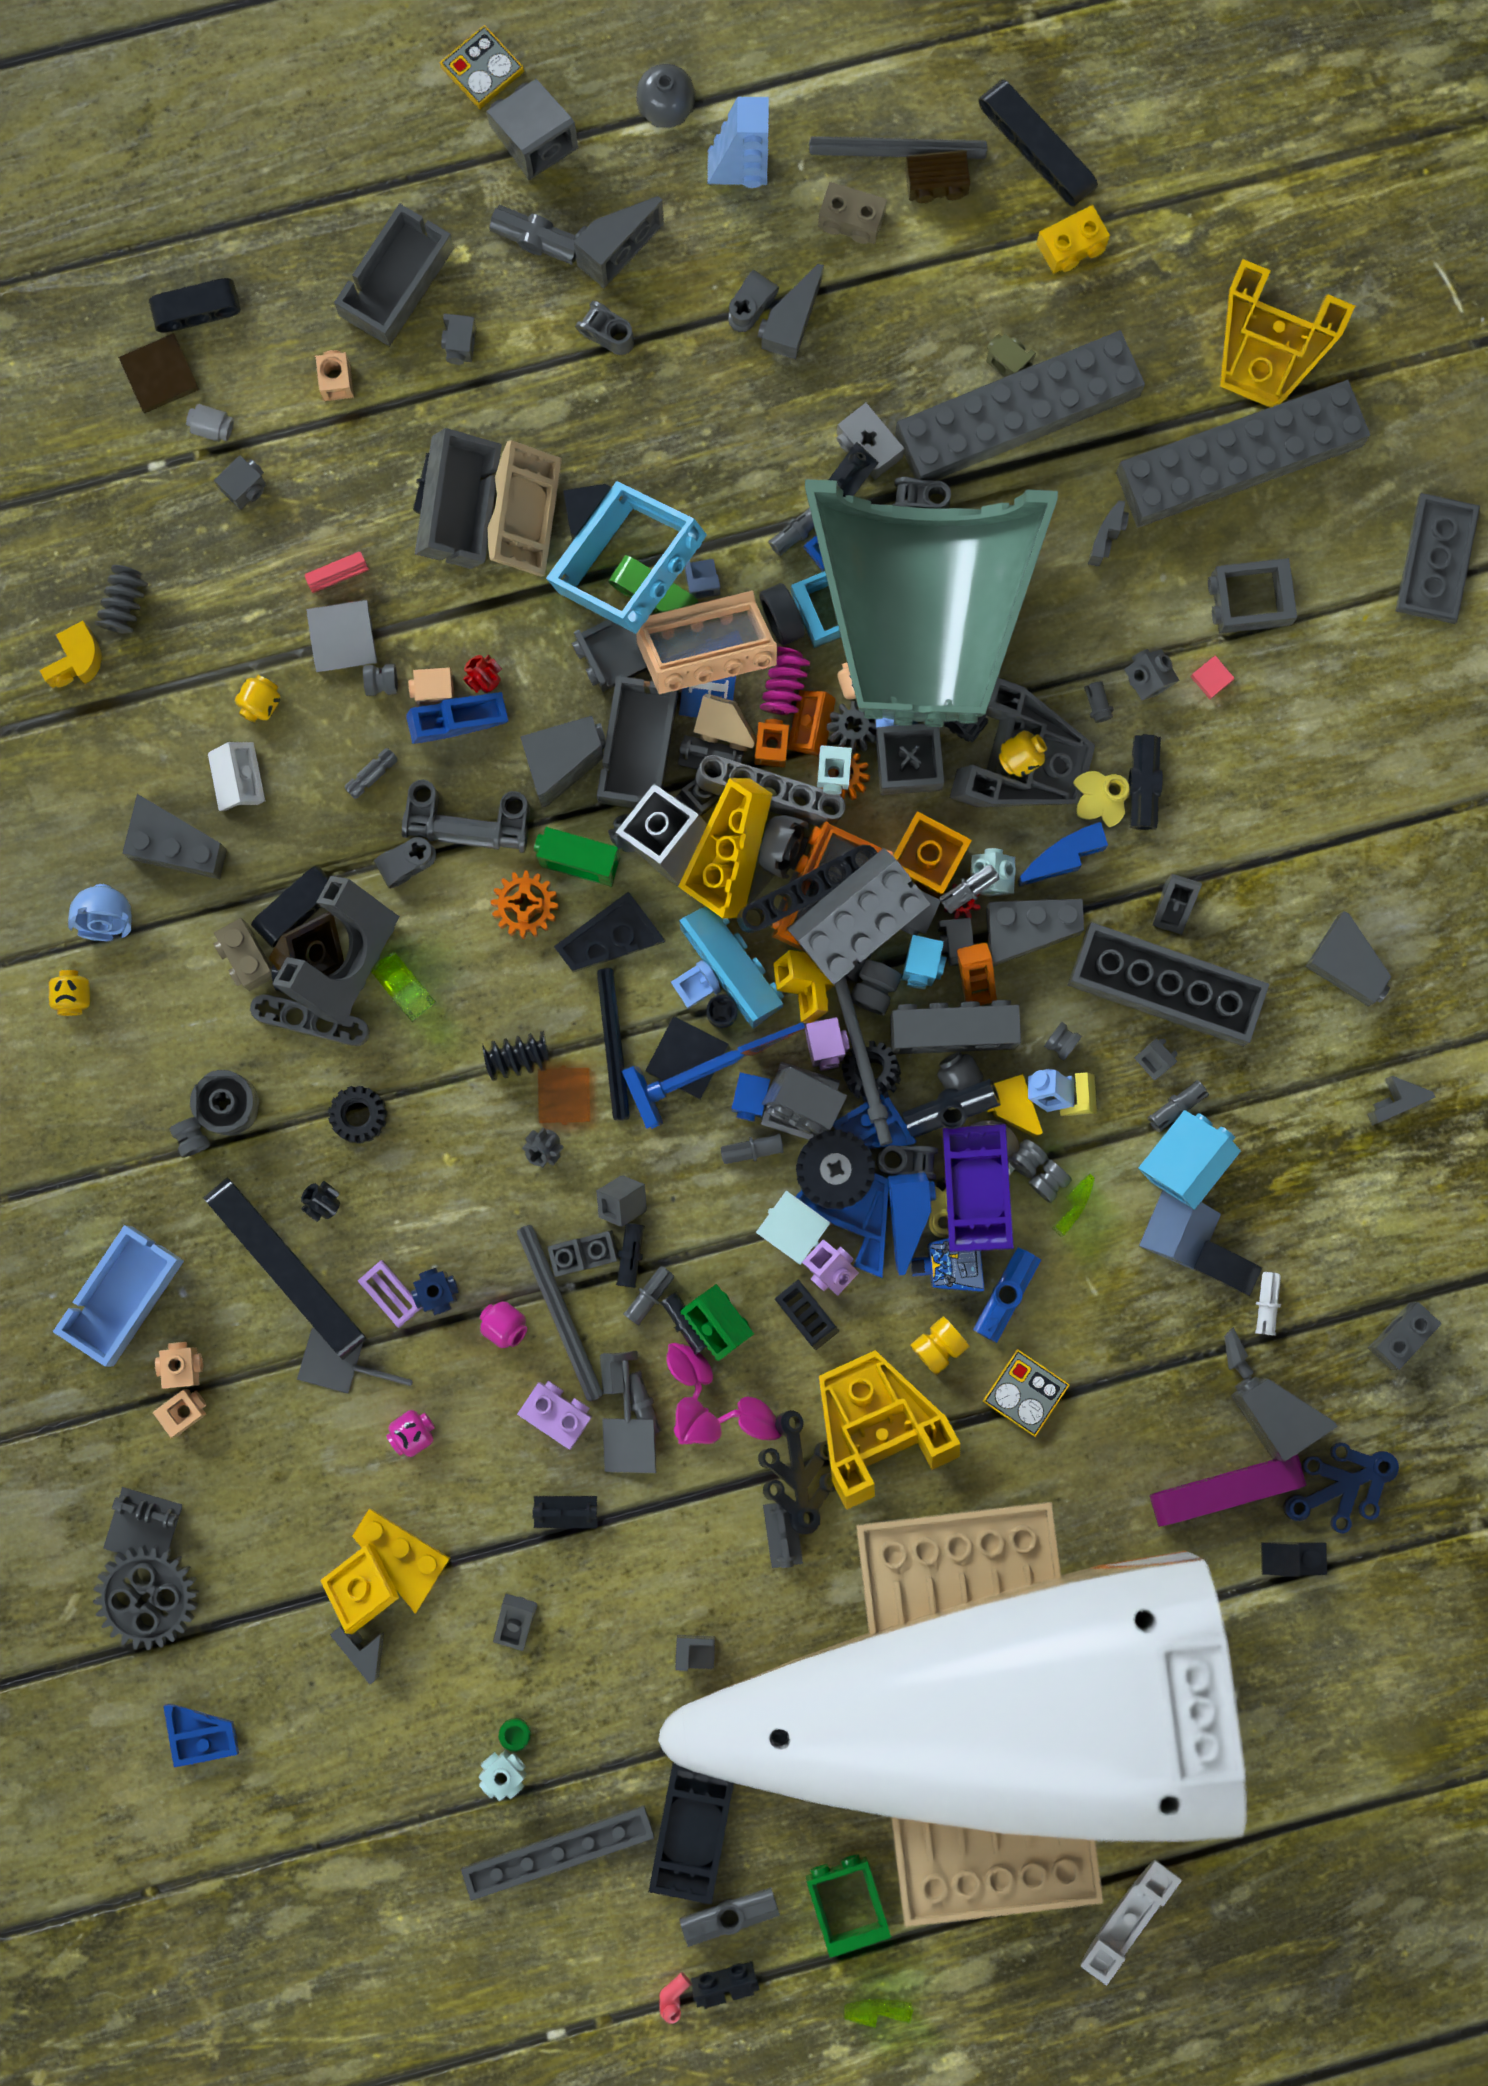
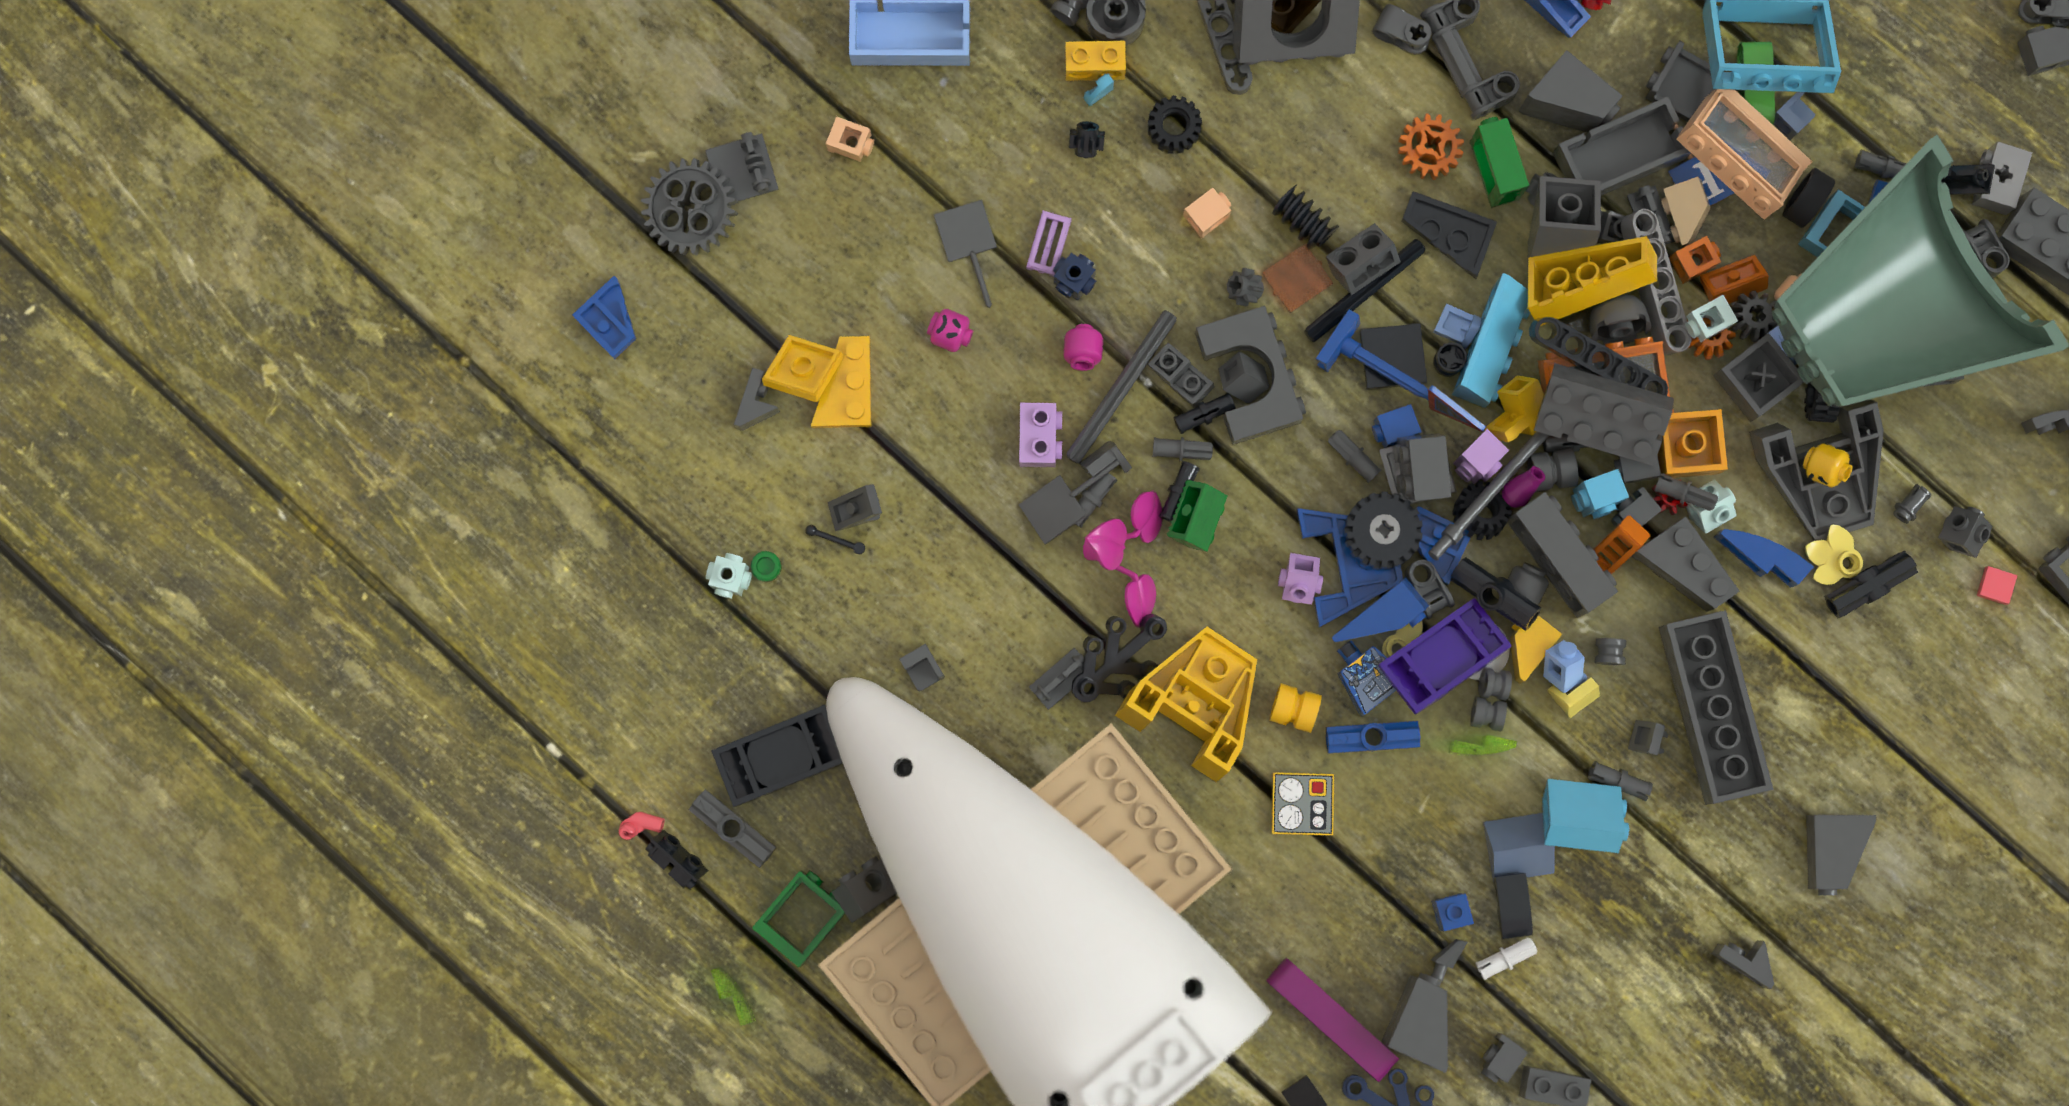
camera: 60 degrees right, 0 degrees up
(190, 1366) = (876, 118): light nougat brick -> none
(254, 1147) = (1093, 59): none -> yellow brick
(282, 1156) = (1104, 85): none -> medium azure tile
(285, 1268) = (1015, 147): black beam -> none
(402, 986) = (1300, 93): clear neon green slope -> none
(455, 1136) = (1208, 212): none -> light nougat brick
(551, 1640) = (858, 547): none -> black hinge
(557, 1852) = (696, 659): dark grey plate -> none
(565, 1512) = (966, 493): black hinge -> none
(585, 1029) = (1363, 259): none -> dark grey brick
(588, 1165) = (1255, 333): none -> dark grey arch
(784, 682) = (1753, 236): dark pink piece -> none
(793, 1227) = (1313, 528): light aqua piece -> none
(824, 1335) = (1240, 609): black slope -> none
(859, 1846) = (856, 897): none -> dark grey brick
(875, 1026) = (1521, 488): none -> magenta cone
(1176, 903) = (1787, 673): dark grey slope -> none
(1200, 1325) = (1452, 912): none -> blue brick
(1353, 1364) = (1502, 1059): none -> dark grey brick

